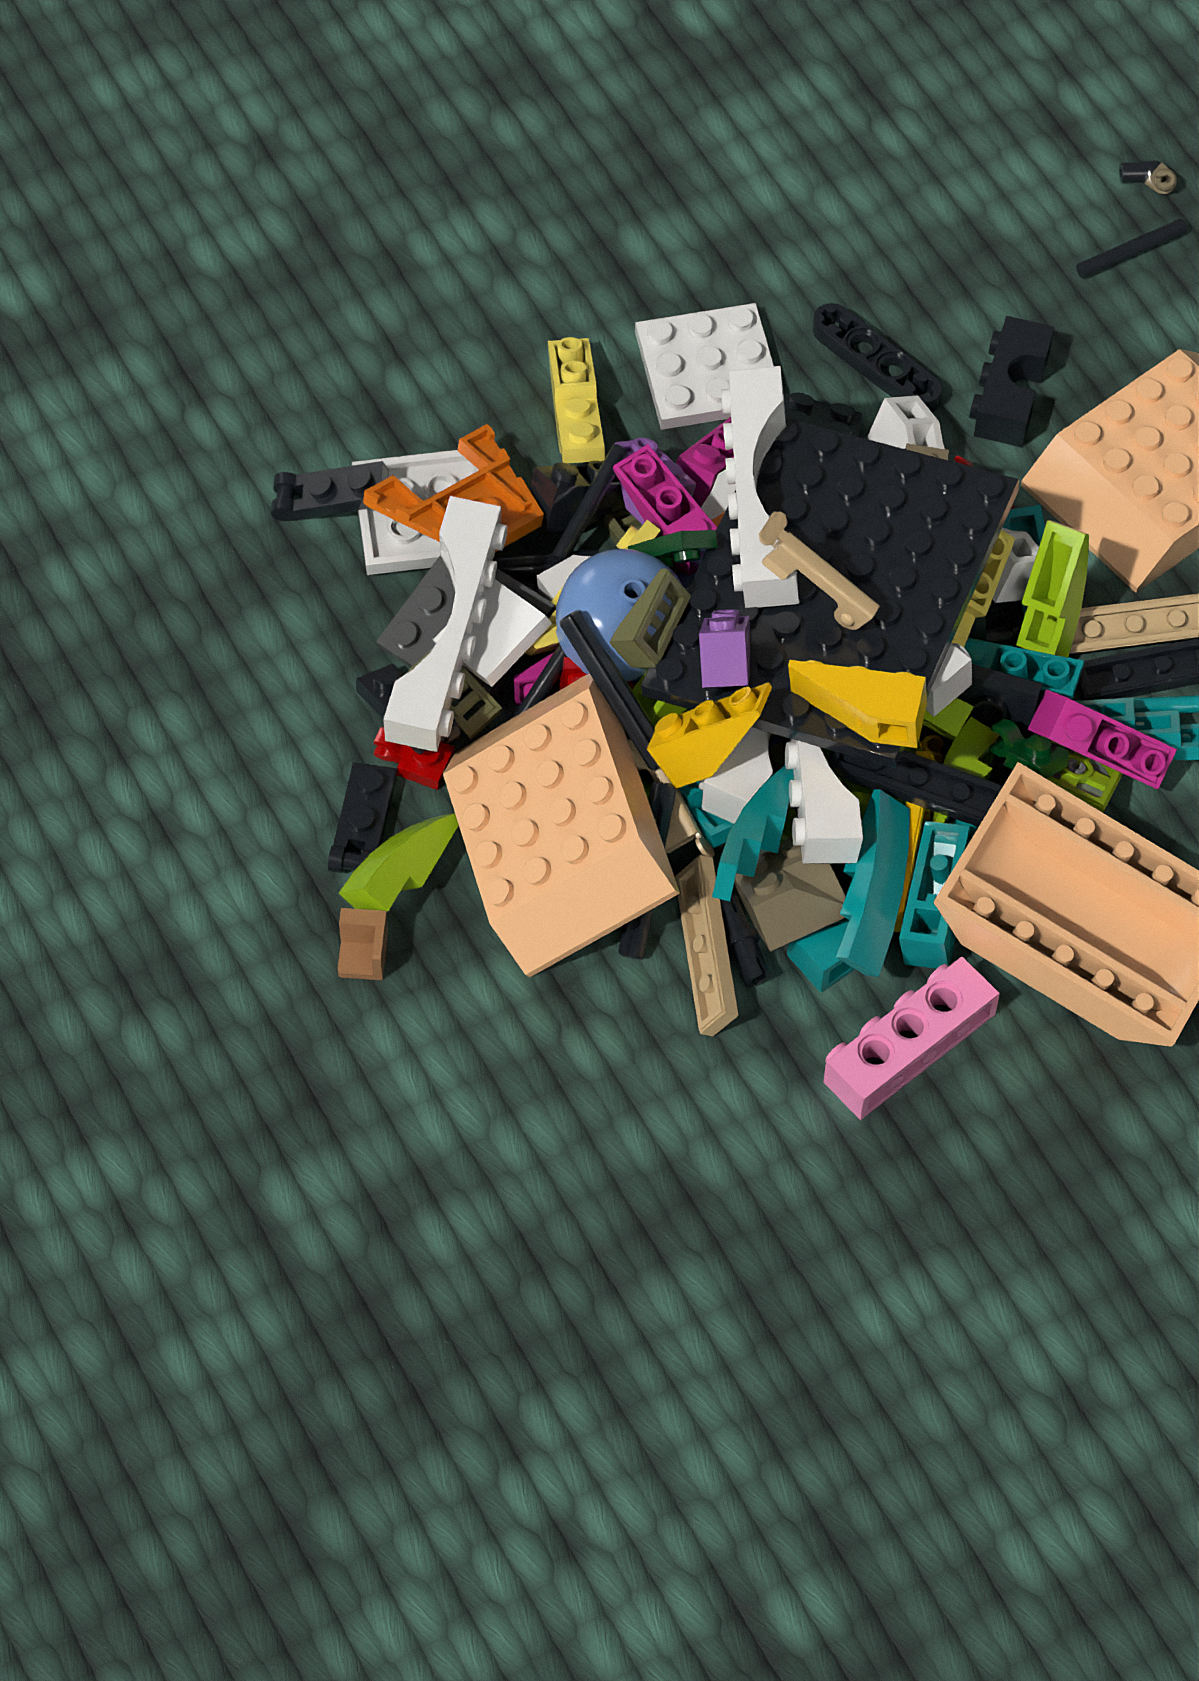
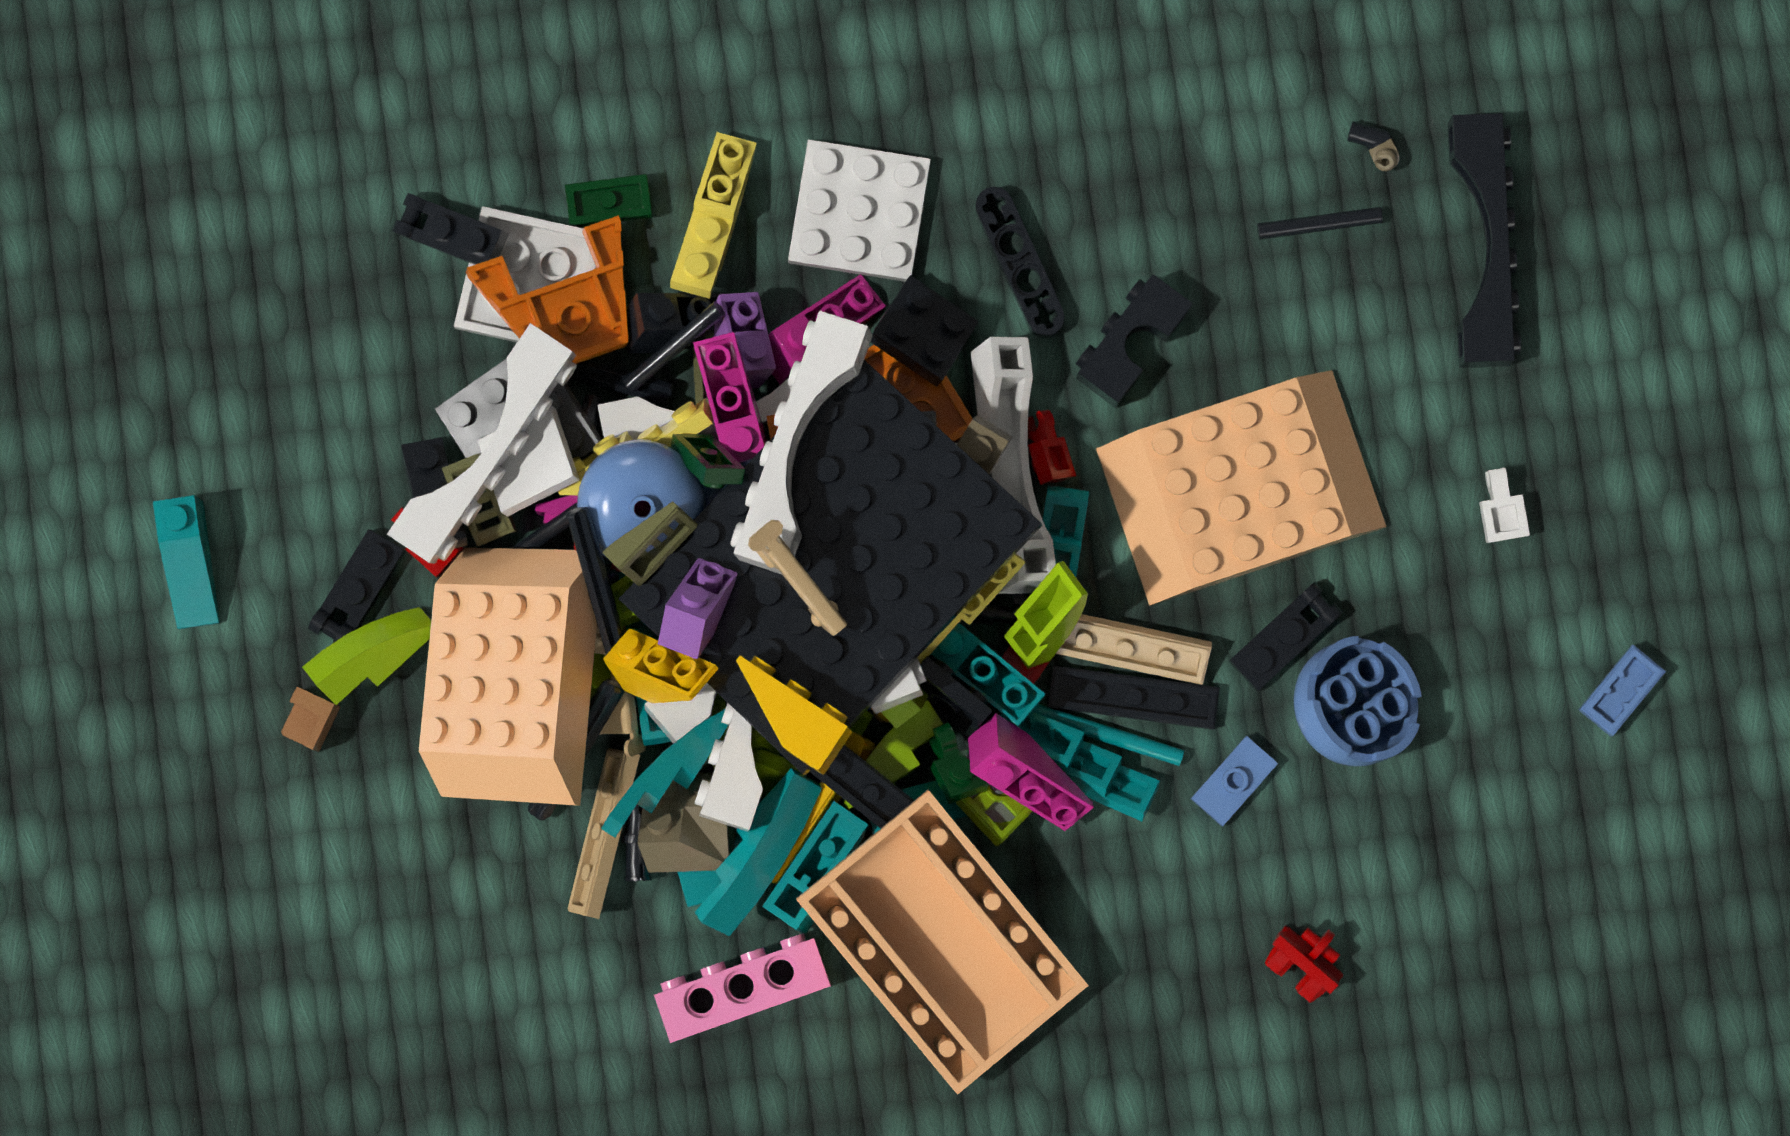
camera: 25 degrees right, 25 degrees up
(180, 844) = (187, 560): none -> teal slope
(454, 424) = (607, 198): none -> dark green plate

